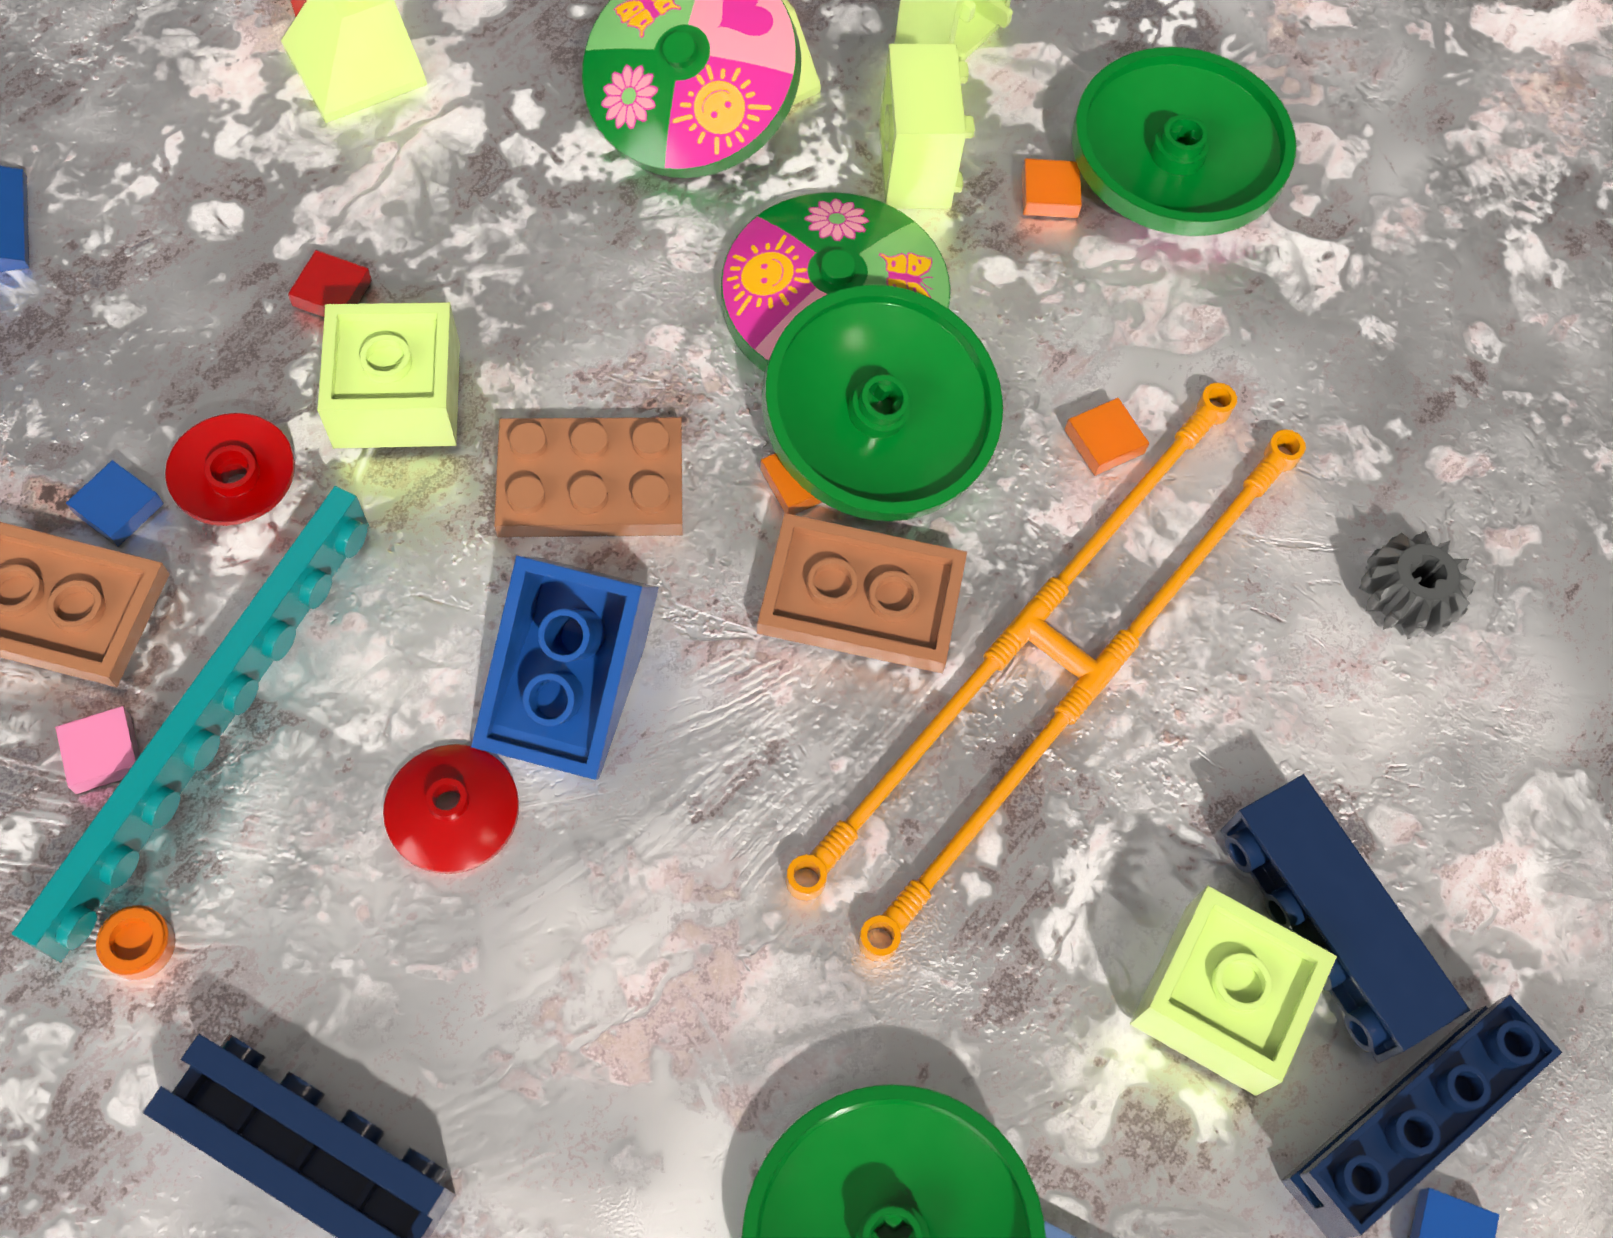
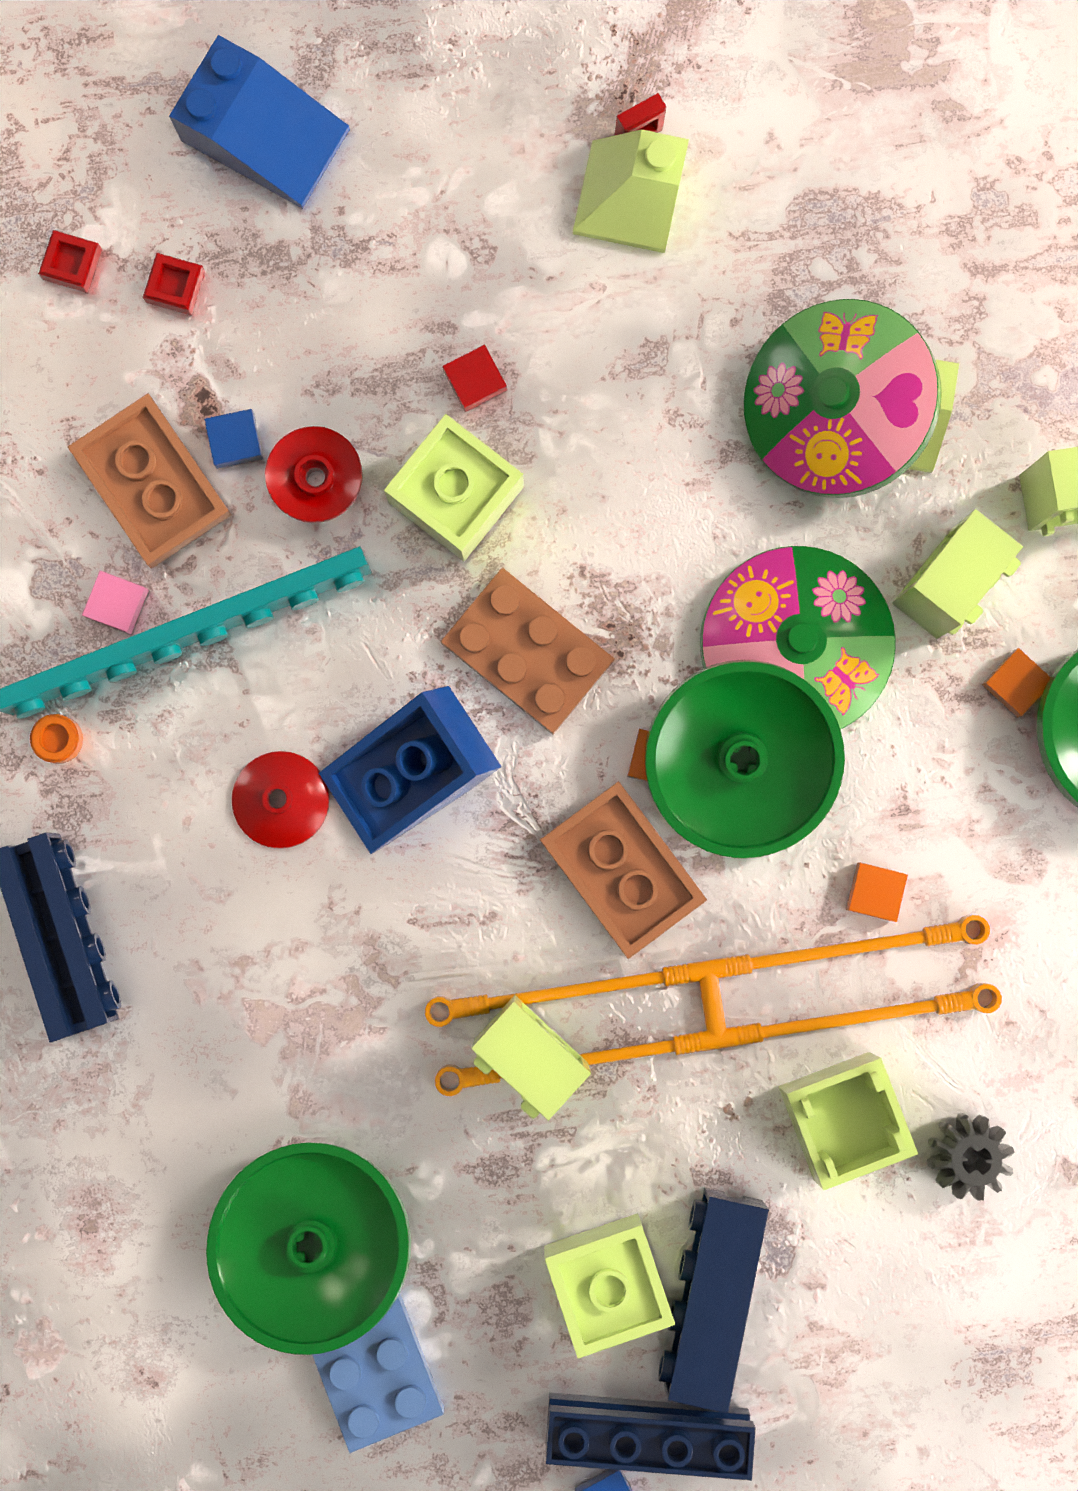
camera: 45 degrees right, 20 degrees up
(944, 812) = (530, 1059): none -> yellowish green container
(1285, 641) = (848, 1120): none -> yellowish green container

